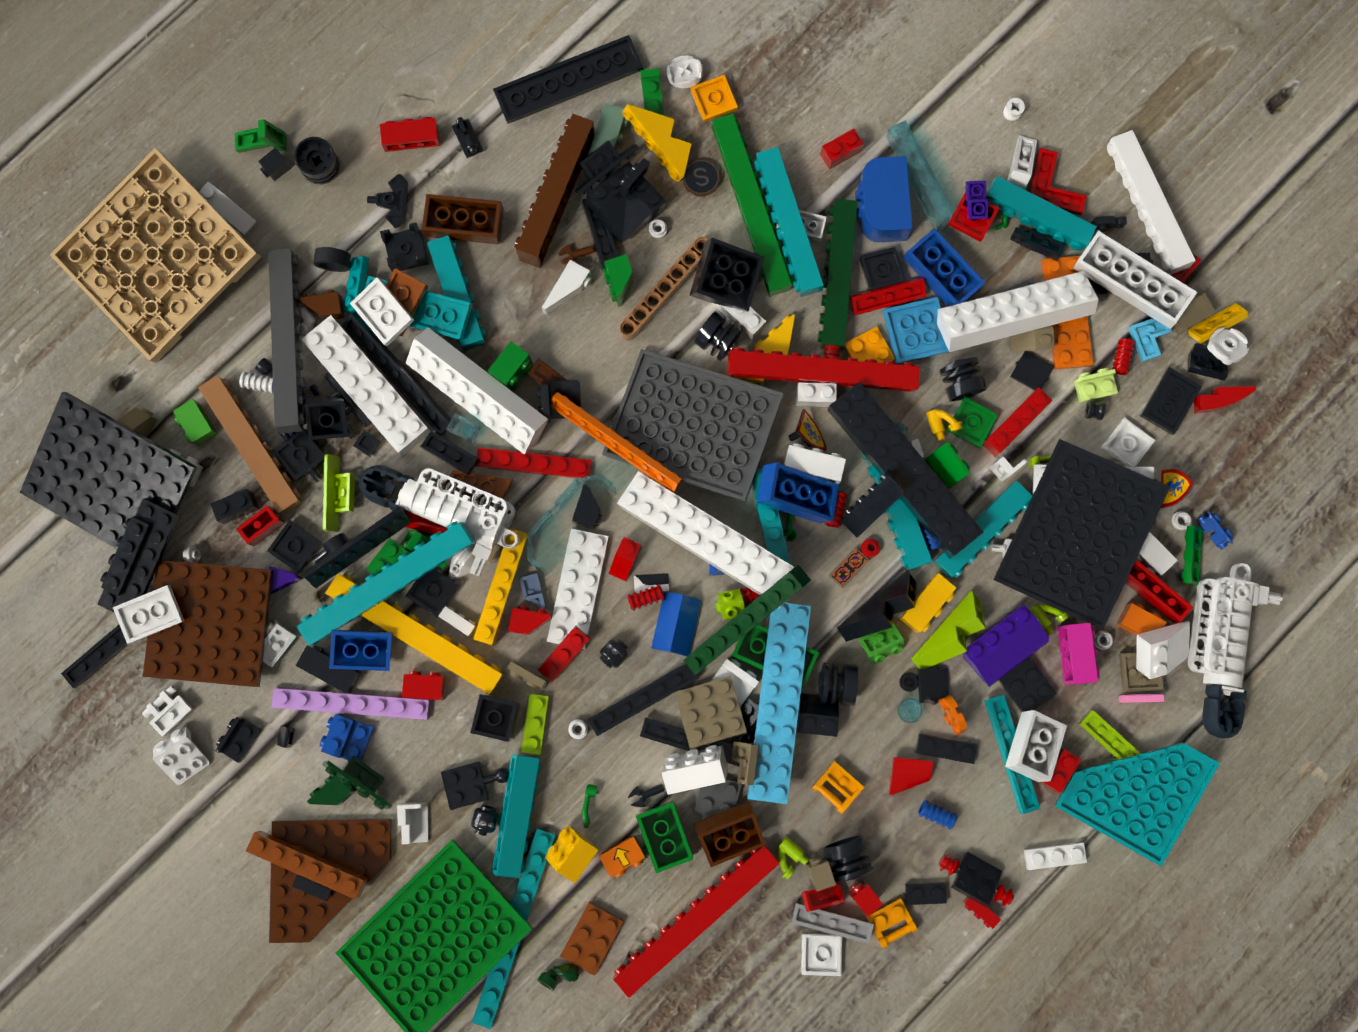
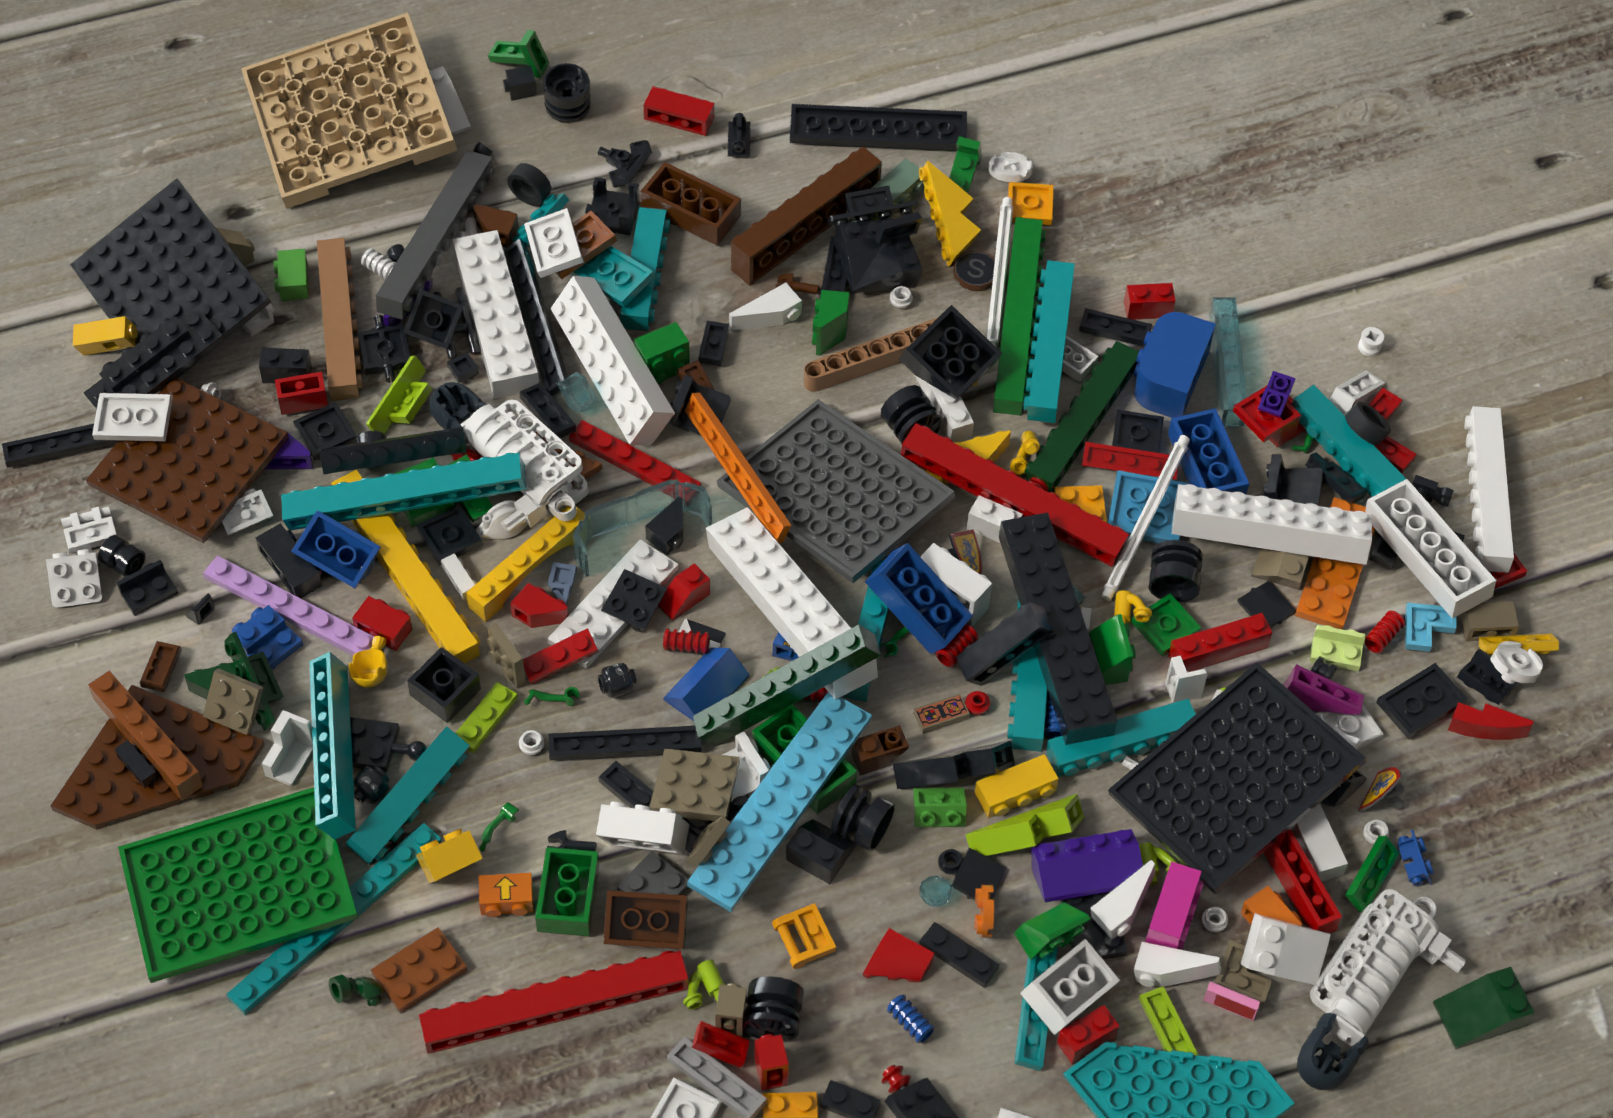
camera: 25 degrees right, 25 degrees down
(84, 547) = (104, 335): none -> yellow brick
(201, 723) = (121, 555): none -> black wheel
(278, 240) = (482, 149): none -> black hinge
(283, 797) = (160, 666): none -> reddish brown plate
(354, 807) = (232, 701): none -> dark tan plate
(433, 727) = (370, 665): none -> yellow hair
(444, 809) = (332, 746): none -> teal brick
(540, 334) = (714, 343): none -> black plate
(571, 686) = (571, 691): none -> green piece
(594, 584) = (634, 600): none -> black hinge
(722, 176) = (1000, 270): none -> white piece
(810, 320) = (1029, 445): none -> yellow plant
(824, 620) = (878, 749): none -> reddish brown slope
(826, 182) = (1114, 327): none -> black plate
(923, 341) = (1145, 518): none -> white piece
(1007, 712) = (1050, 930): none -> green slope
(1013, 264) = (1293, 484): none -> black bracket
(1044, 668) = (1120, 906): none -> white slope
(1048, 191) = (1368, 423): none -> black tyre
(1089, 695) = (1170, 966): none -> white slope
(1102, 431) = (1322, 693): none -> magenta slope
(1306, 623) = (1484, 1008): none -> dark green slope

